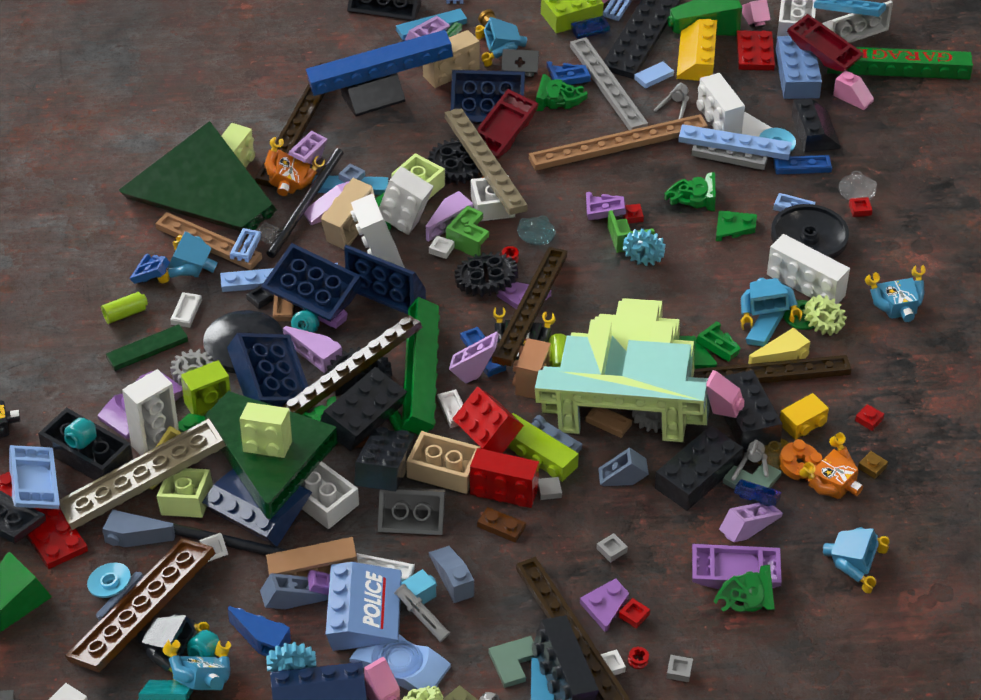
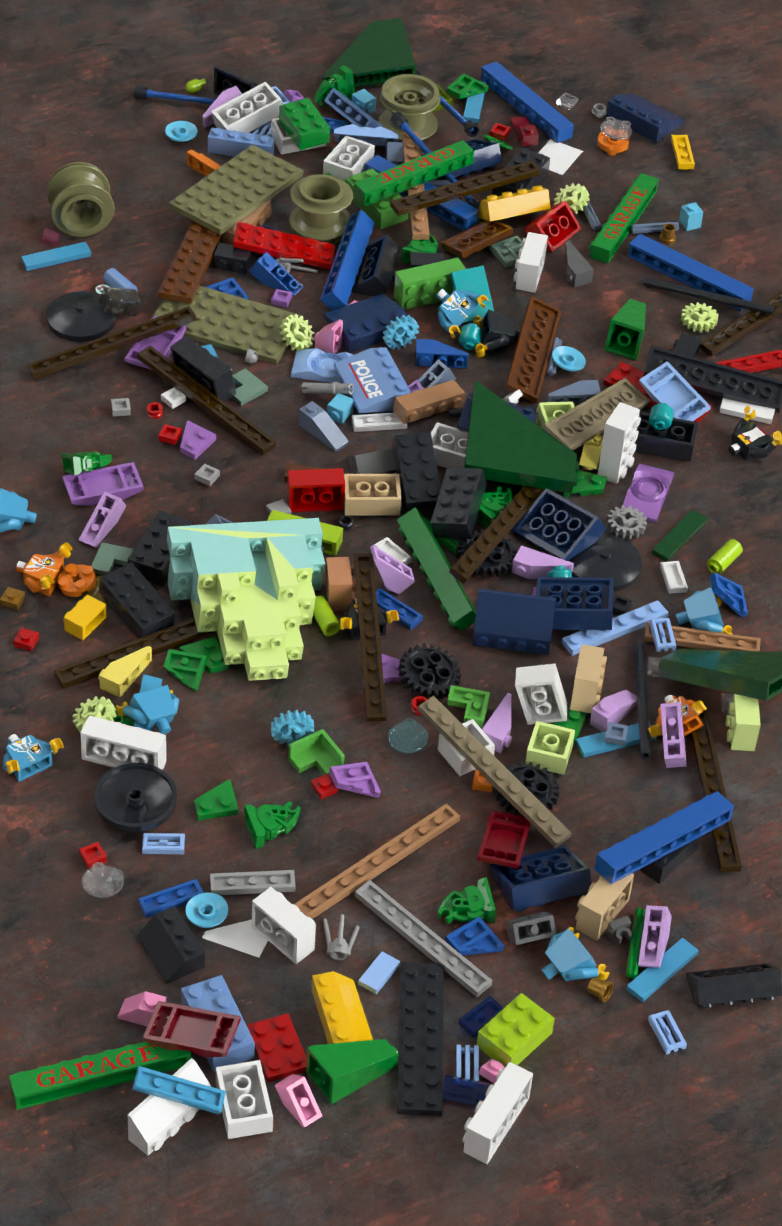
camera: 155 degrees right, 0 degrees up
(204, 387) = (600, 494): lime brick -> none
(266, 430) = (511, 421): yellowish green brick -> none
(375, 230) = (540, 635): white brick -> none
(441, 247) = (489, 687): white plate -> none
(487, 421) = (351, 519): red brick -> none
(724, 396) = (155, 569): bright pink slope -> none
(735, 142) = (249, 886): light blue plate -> none
(750, 490) = (103, 535): clear blue plate -> none
(754, 453) = (117, 564): light grey plant -> none

